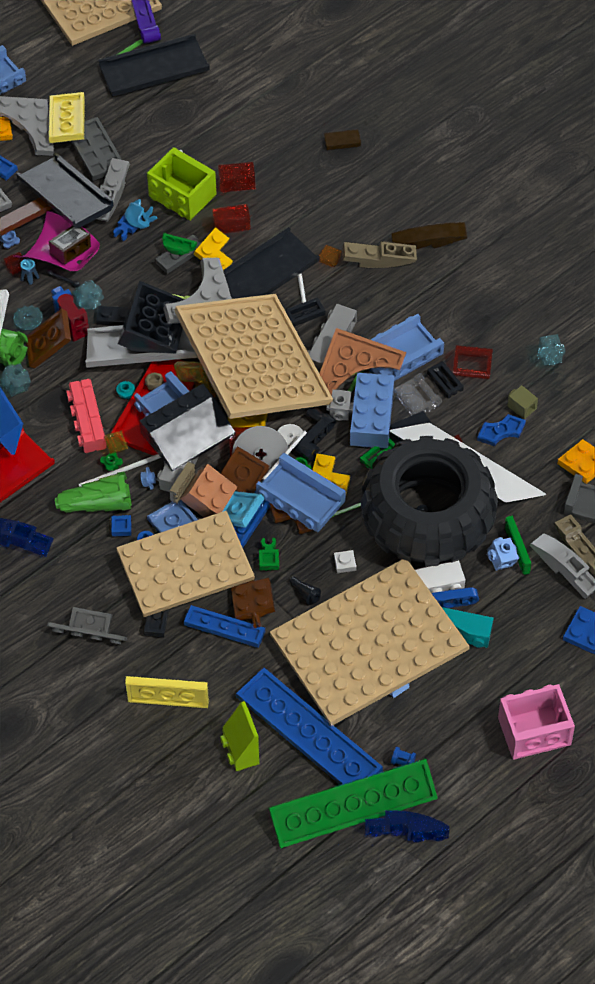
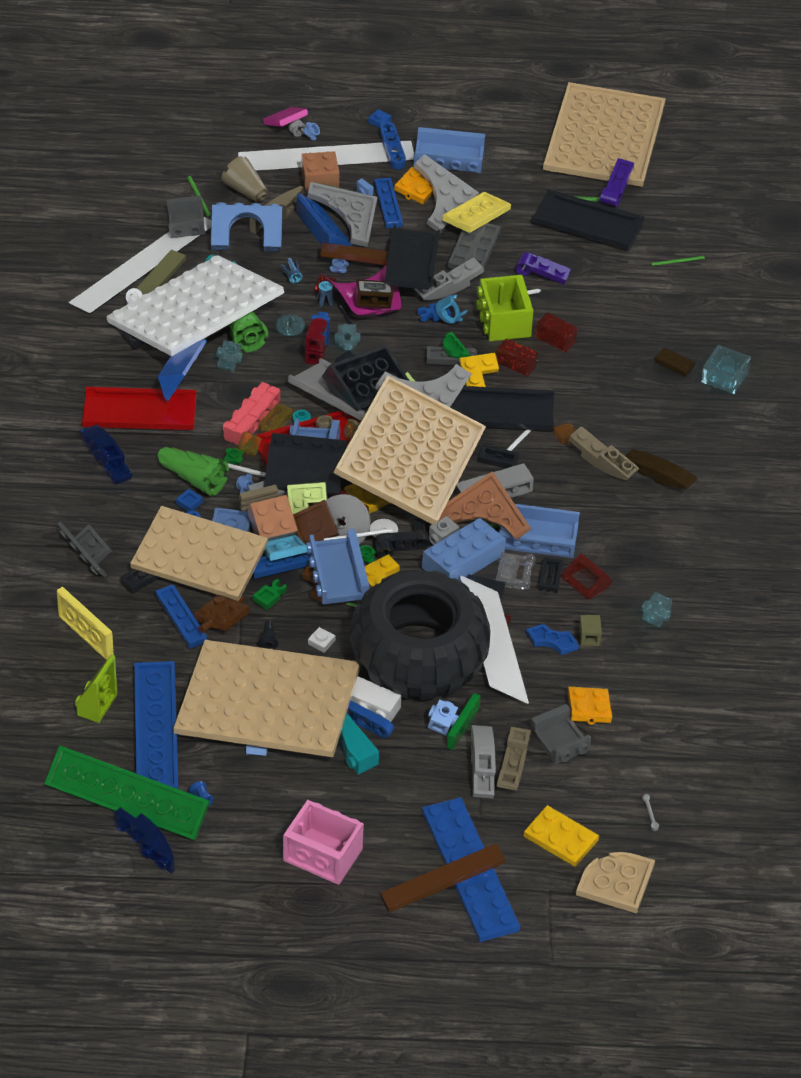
camera: 40 degrees right, 10 degrees down
(48, 338) = (281, 342): reddish brown plate -> none
(109, 418) = (278, 421): none -> clear yellow tile
(154, 132) = (544, 267): none -> dark purple plate
(213, 451) = (302, 494): none -> yellowish green plate
(252, 53) = (678, 260): none -> bright green piece
(390, 119) = (726, 369): none -> clear light blue brick

